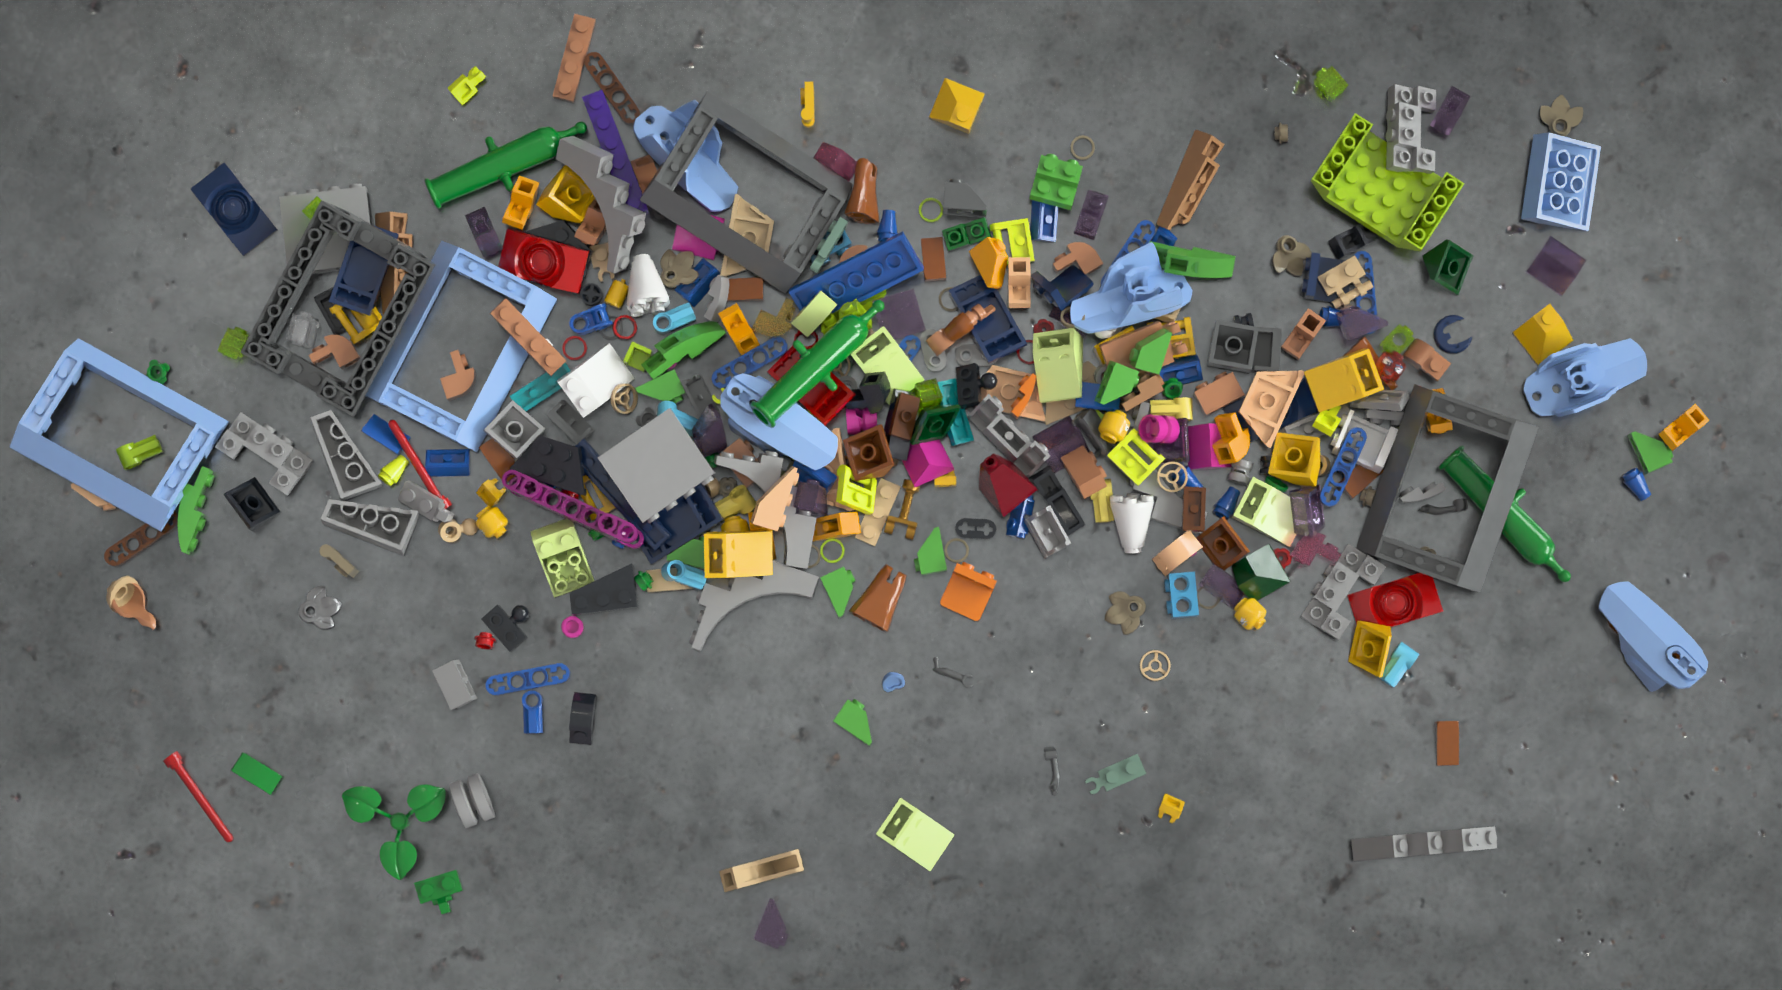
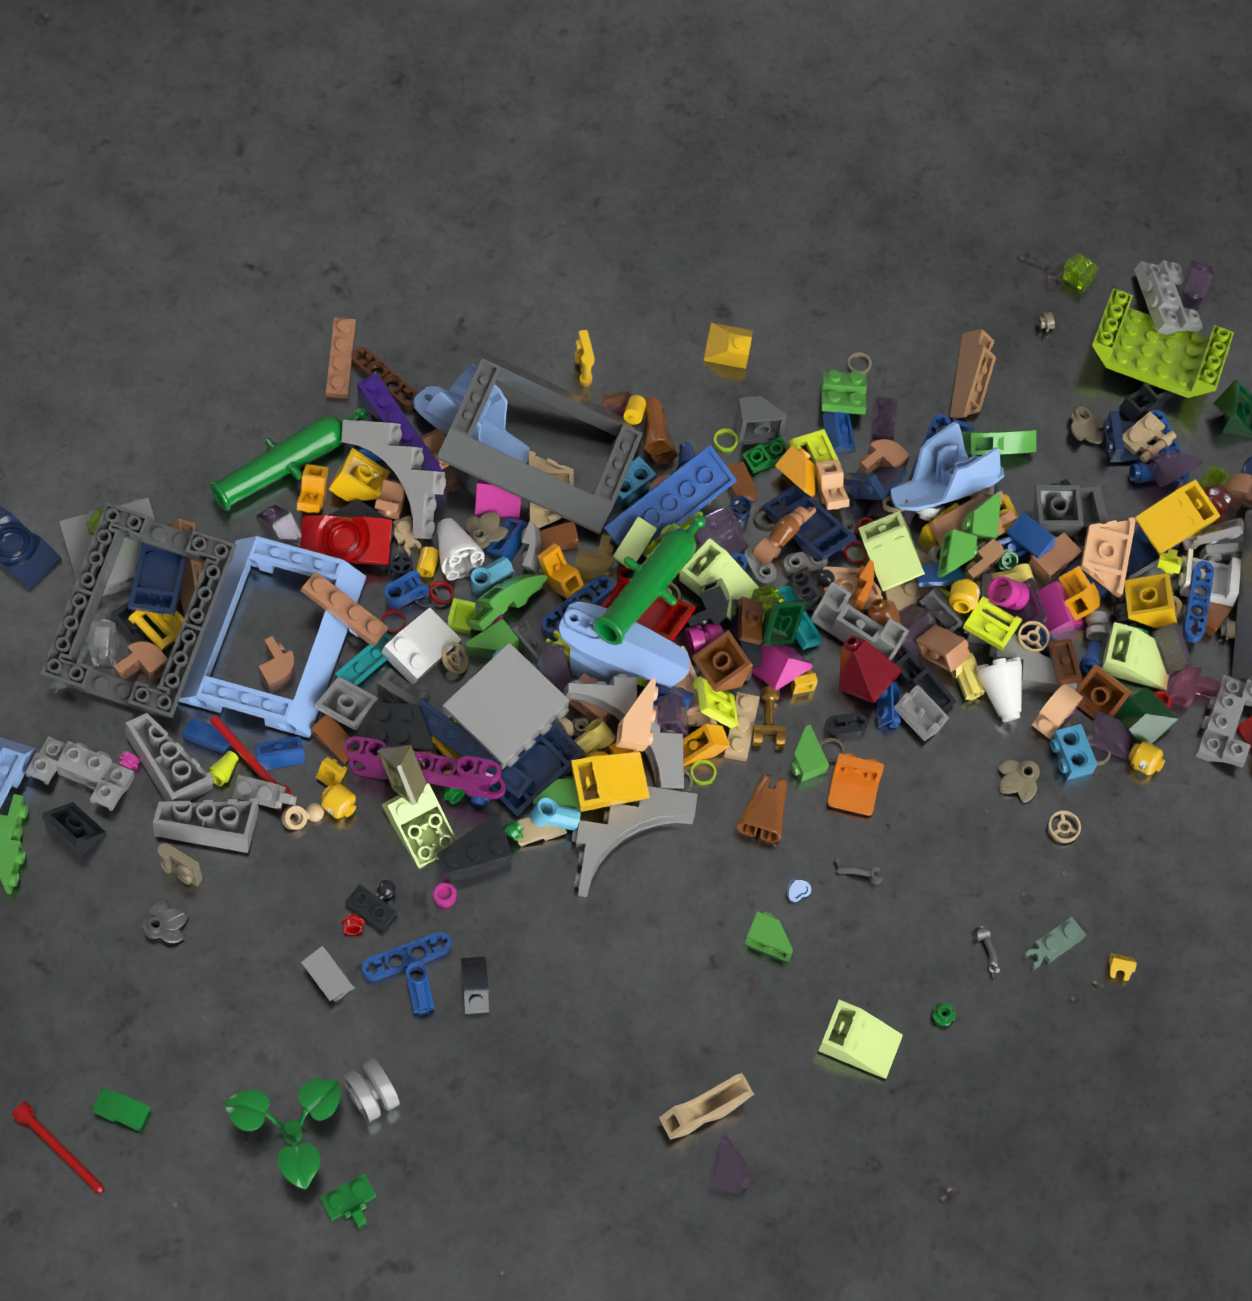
camera: 20 degrees left, 20 degrees down
(233, 343) = (29, 671): clear neon green brick -> none
(309, 447) = (128, 760): none -> dark pink plate
(464, 86) = (235, 396): neon yellow plate -> none
(552, 516) = (403, 772): none -> olive slope
(826, 246) = (633, 477): sand green plate -> none
(839, 588) = (719, 805): bright green slope -> none
(844, 172) = (635, 409): none -> yellow piece
(923, 288) = (741, 505): none -> dark blue wheel
(997, 828) = (941, 1019): none -> green plate
(1035, 427) = (882, 611): none -> dark orange head
(1198, 371) = (1031, 535): none -> blue slope
(1303, 334) = (1122, 487): nougat brick -> none

